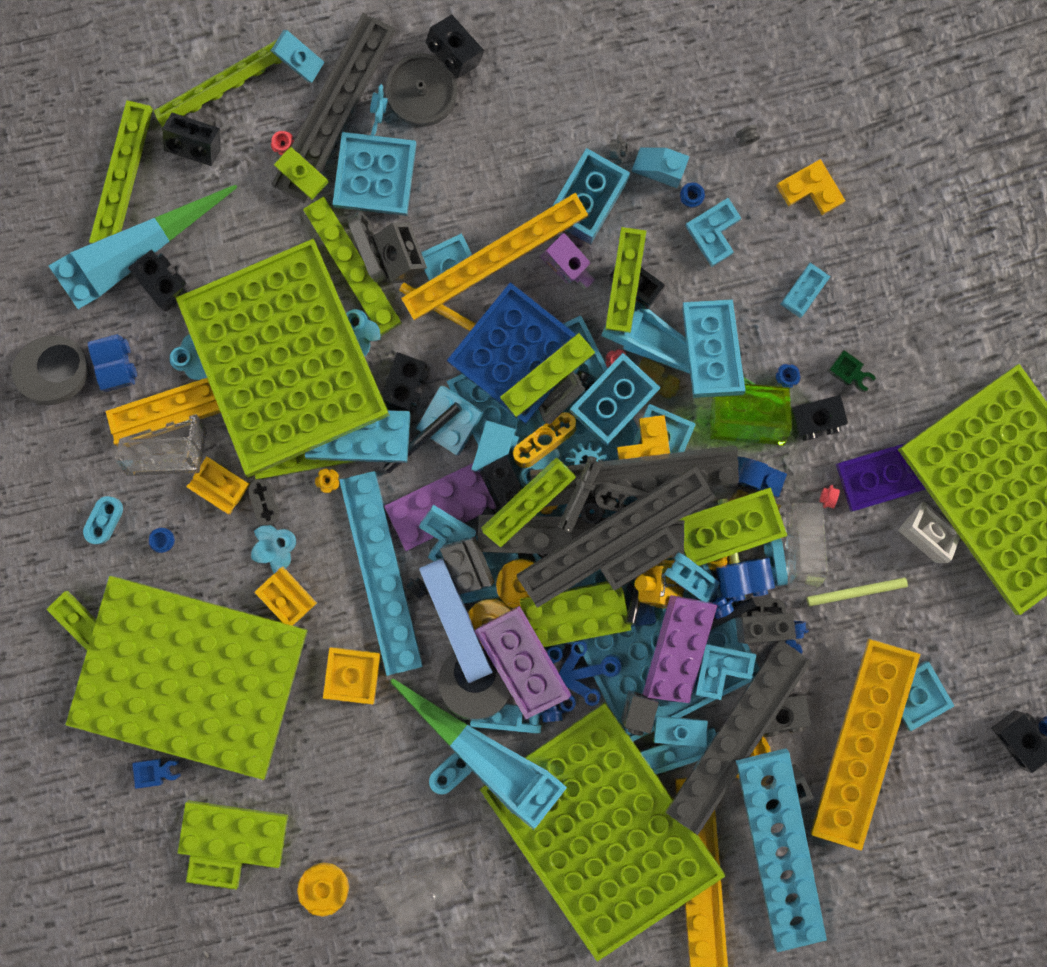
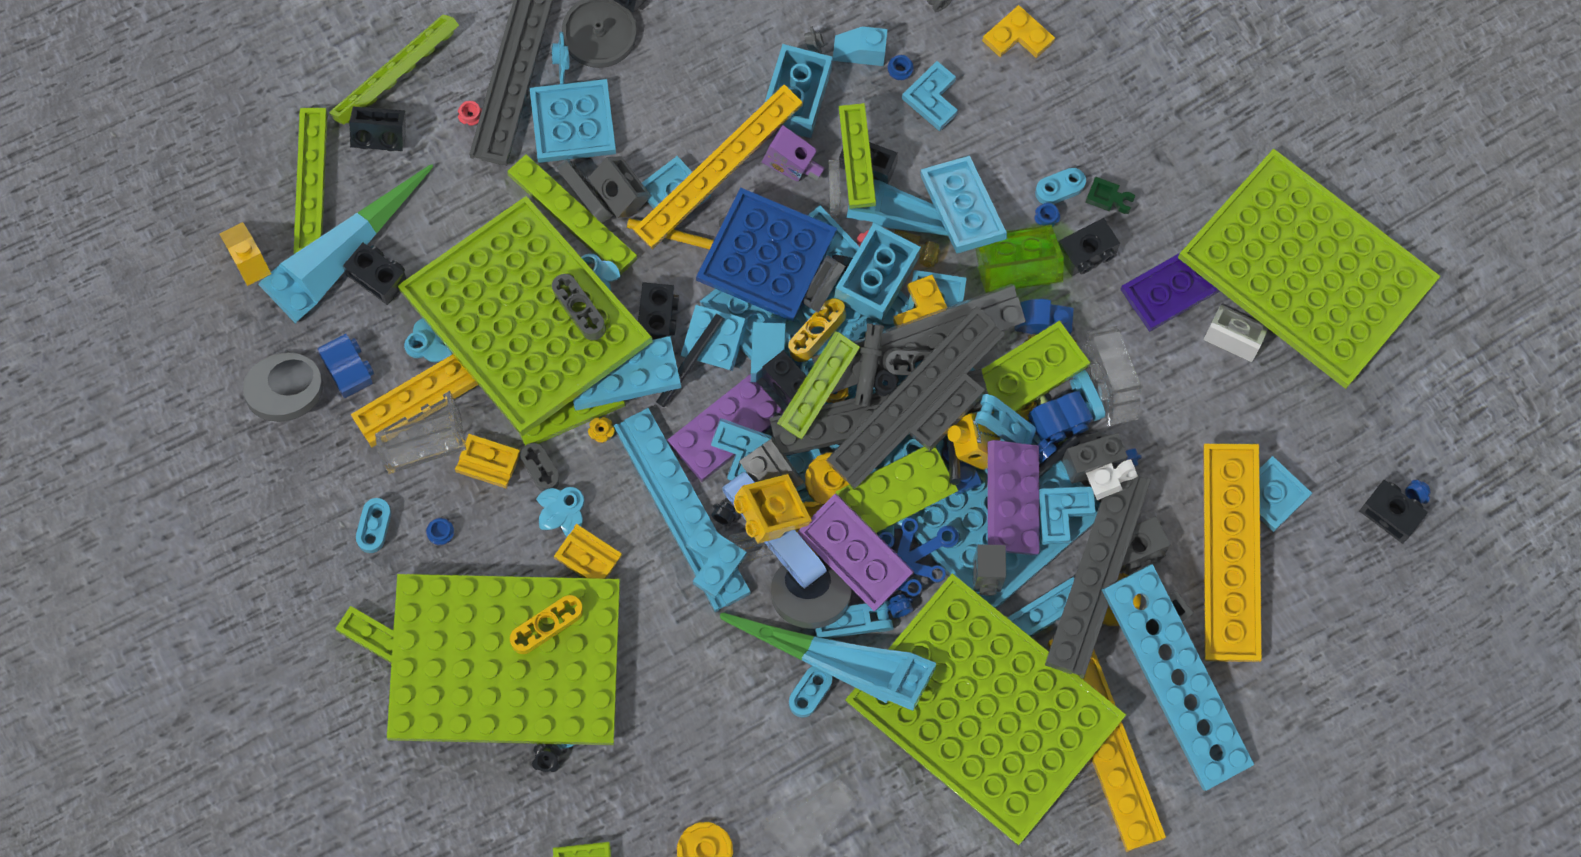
camera: 15 degrees left, 15 degrees down
(40, 233) = (245, 254): none -> yellow slope
(151, 772) = (487, 772): blue plate -> none
(204, 774) = (543, 765): none -> black plate
(207, 660) = (524, 628): none -> yellow beam
(232, 834) = (592, 816): lime plate -> none
(297, 56) = (466, 26): medium azure plate -> none
(301, 173) = (498, 135): lime plate -> none
(330, 347) = (578, 318): none -> dark grey beam
(351, 675) = (678, 618): yellow plate -> none
(403, 632) = (721, 557): none -> medium azure plate
(455, 607) = (771, 508): none -> yellow plate
(547, 375) = (802, 265): lime plate -> none
(598, 302) = (834, 189): none -> clear tile
(680, 731) = (1038, 585): medium azure plate -> none
(770, 655) = (1107, 479): none -> white plate
(805, 290) = (1039, 130): medium azure plate -> none
(809, 348) = (1062, 186): none -> medium azure plate
(829, 497) = (1123, 321): coral plate -> none
(857, 591) = (1179, 408): yellowish green bar -> none

